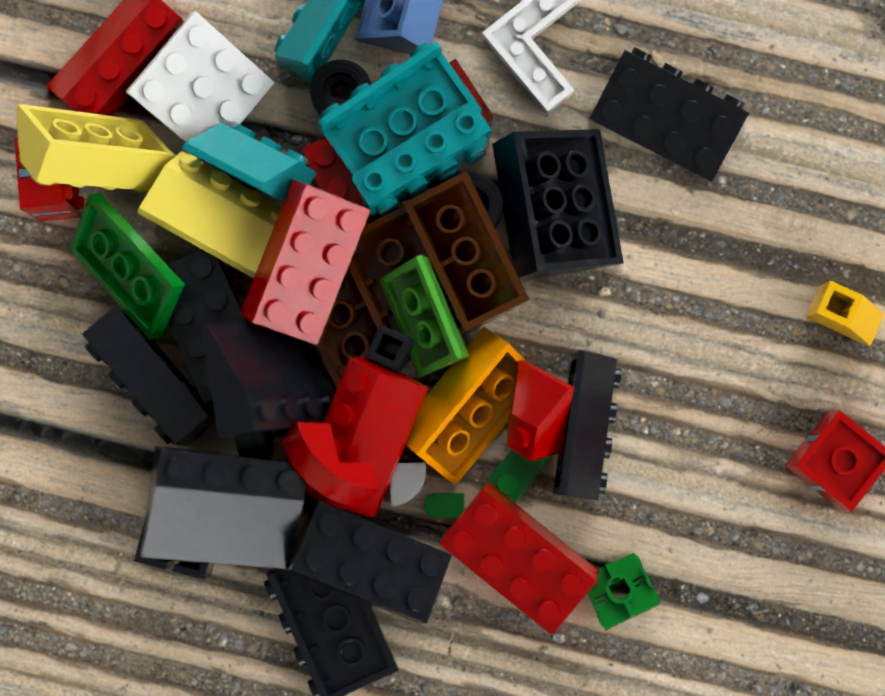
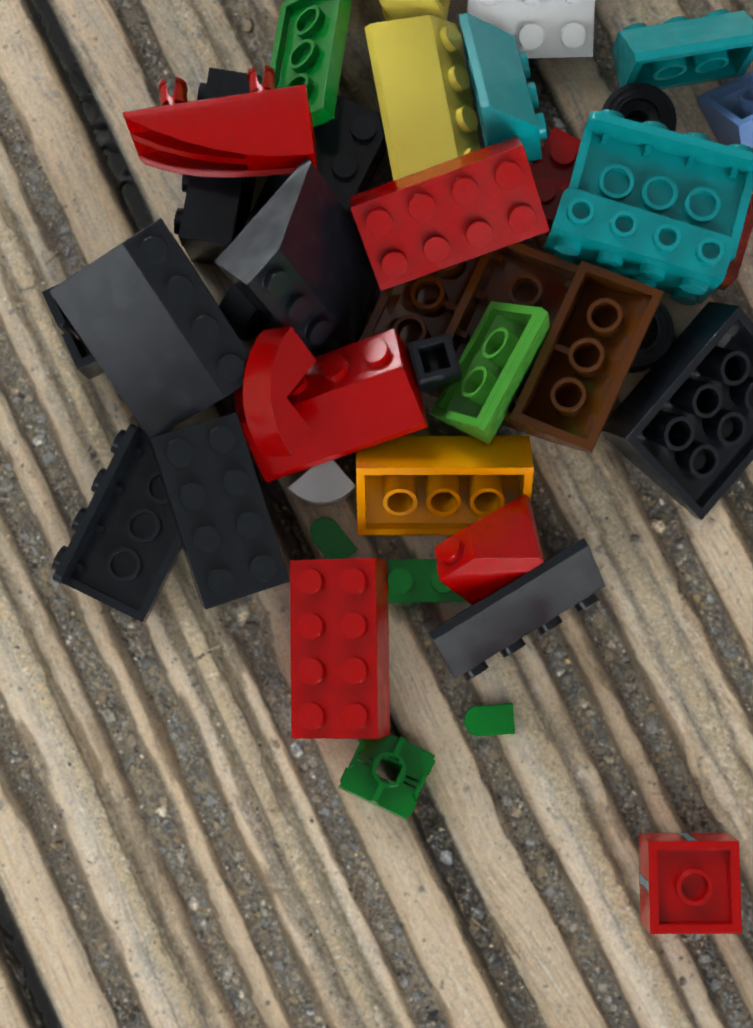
camera: 60 degrees right, 0 degrees up
(144, 360) = (227, 135): none -> red piece
(639, 499) = (490, 719): none -> green piece

